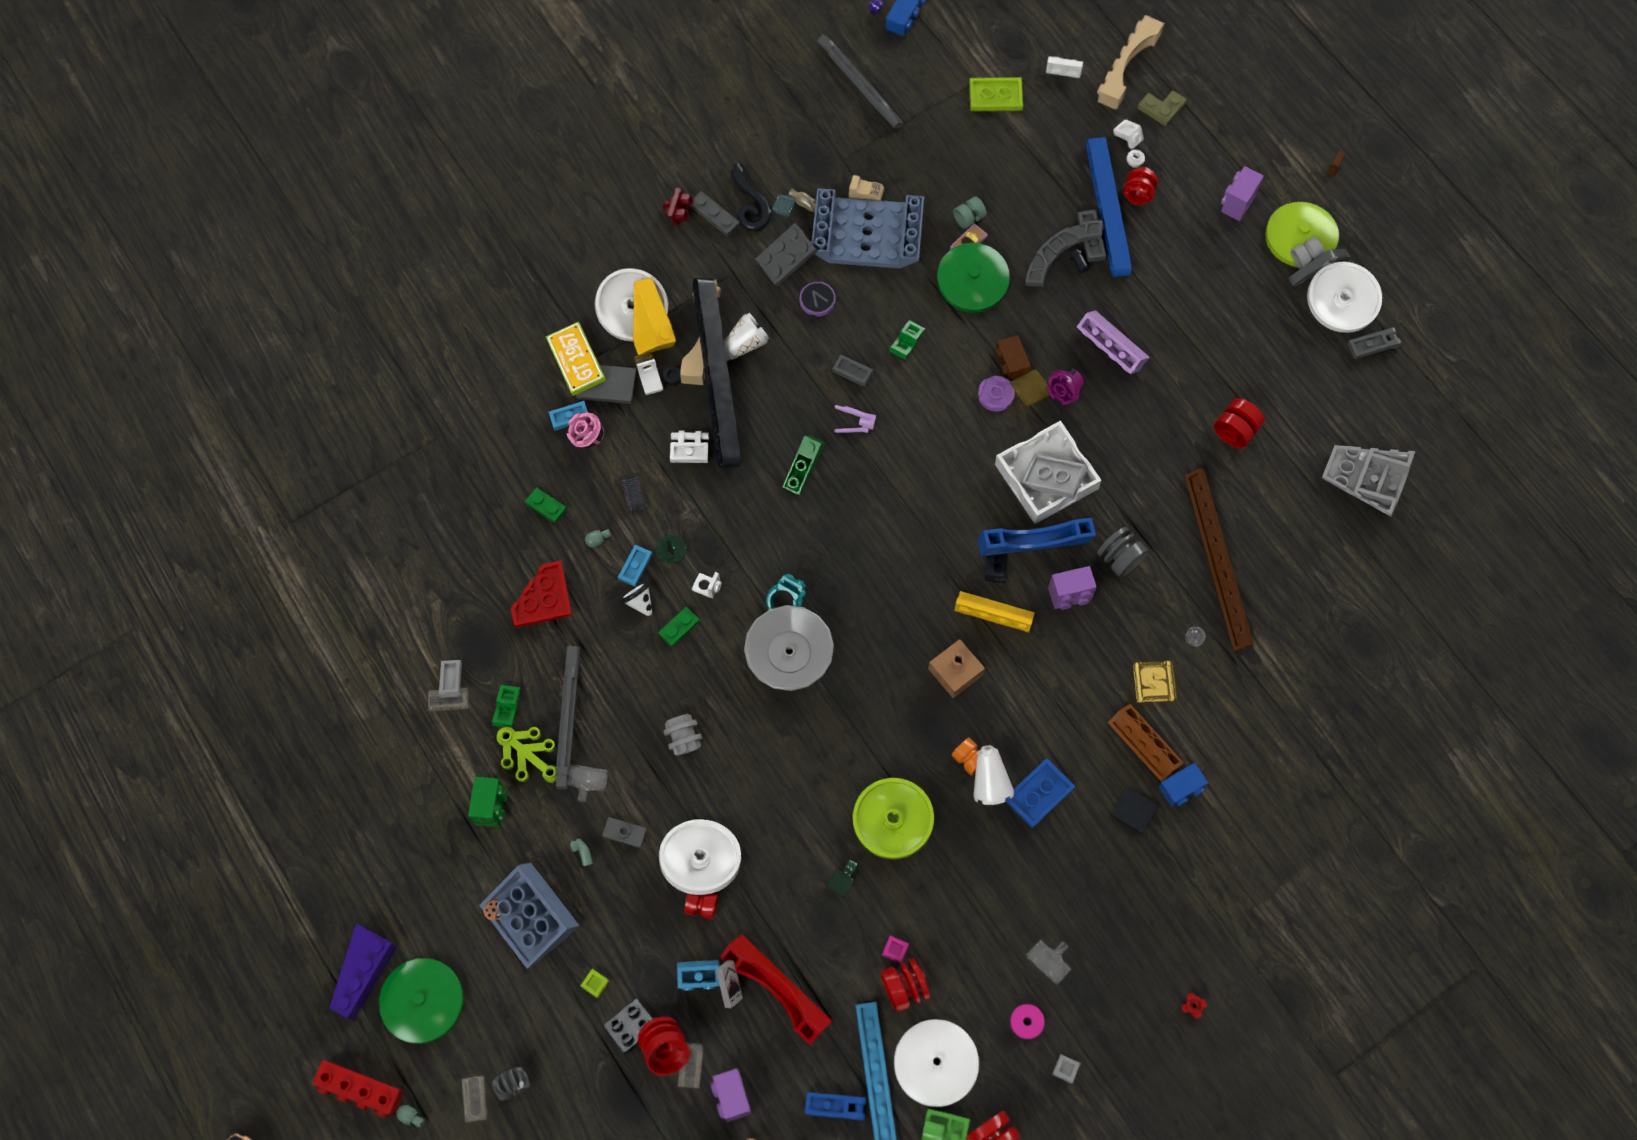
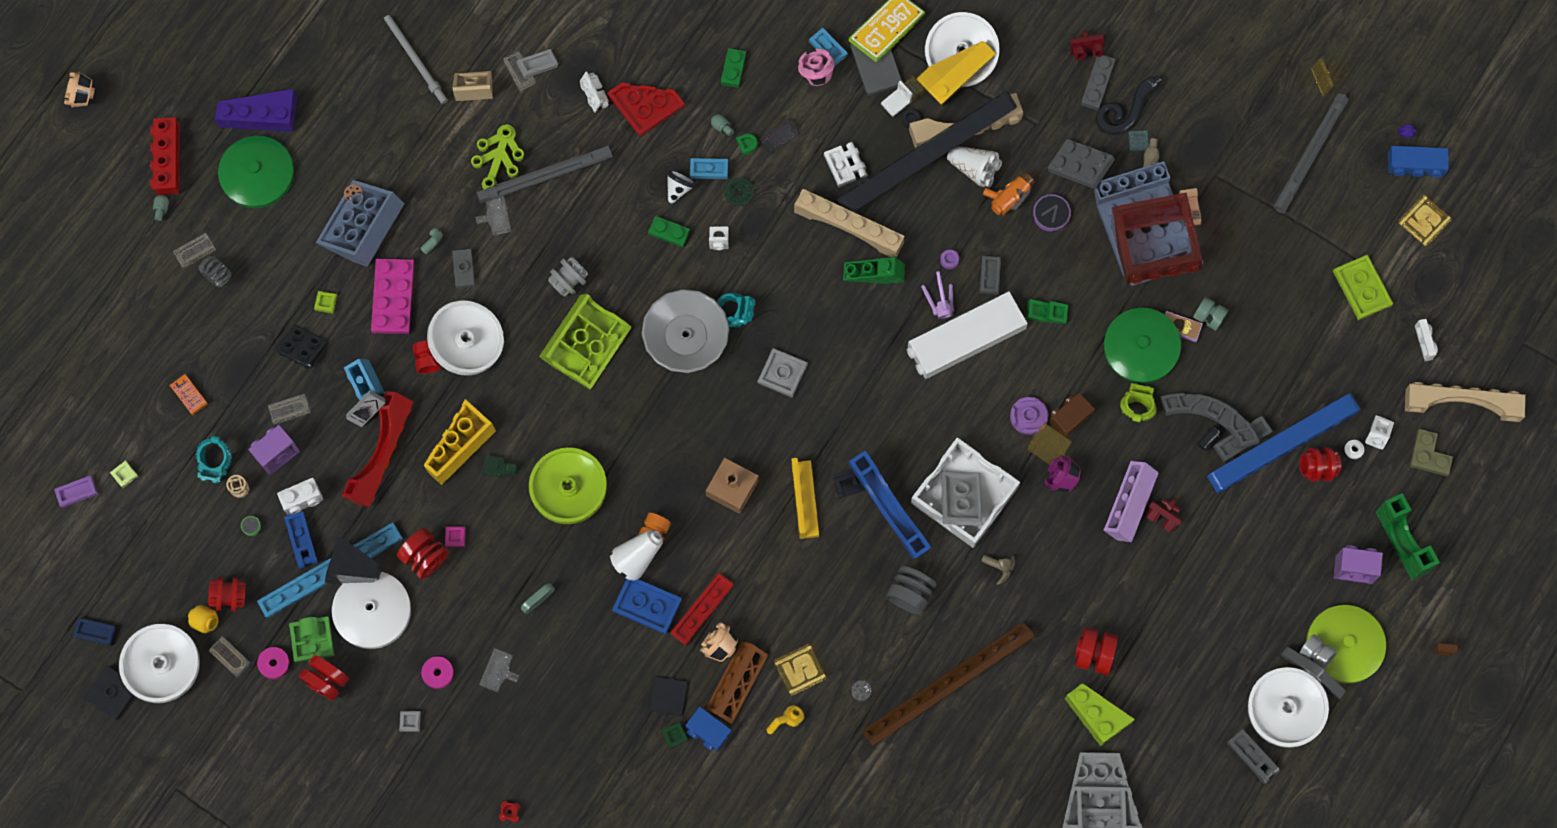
camera: 65 degrees right, 5 degrees up
(422, 786) = (433, 86): none -> light grey bar
(441, 748) = (473, 86): none -> tan slope
(487, 802) = (439, 143): green brick -> none
(498, 639) = (590, 84): none -> white hinge
(506, 706) = (534, 121): green slope -> none
(620, 913) = (392, 296): none -> dark pink plate
(626, 523) = (747, 143): none -> green tile
(663, 1046) = (291, 376): red wheel -> none
(723, 484) = (820, 209): none -> tan arch
(753, 746) = (585, 341): none -> lime piece
(788, 323) = (1012, 195): none -> orange piece
(790, 1088) = (300, 496): none -> white brick
(799, 42) = (1322, 76): none -> clear yellow piece
(802, 902) = (459, 442): none -> yellow wedge
(821, 398) = (949, 259): none -> medium lavender tile
(863, 582) = (782, 372): none -> light grey tile
(874, 247) = (1148, 214): none -> clear red windscreen
(886, 1063) = (351, 565): none -> black slope
(901, 412) = (966, 335): none -> white brick
(958, 26) = (1424, 220): none -> clear yellow tile
(992, 893) = (537, 598): none -> sand green tile
(1018, 295) = (1139, 394): none -> lime piece
(1062, 745) = (702, 609): none -> red tile
(1072, 588) = (853, 557): medium lavender brick -> none
(1105, 740) = (719, 643): none -> light nougat cone
(1131, 467) = (1003, 564): none -> dark tan plant
(1142, 319) = (1157, 510): none -> dark red hips
(1177, 818) = (674, 735): none -> dark green plate
(1199, 705) = (792, 716): none -> yellow plate
(1253, 152) = (1393, 519): none -> green arch
(1294, 448) = (1097, 714): none -> lime wedge

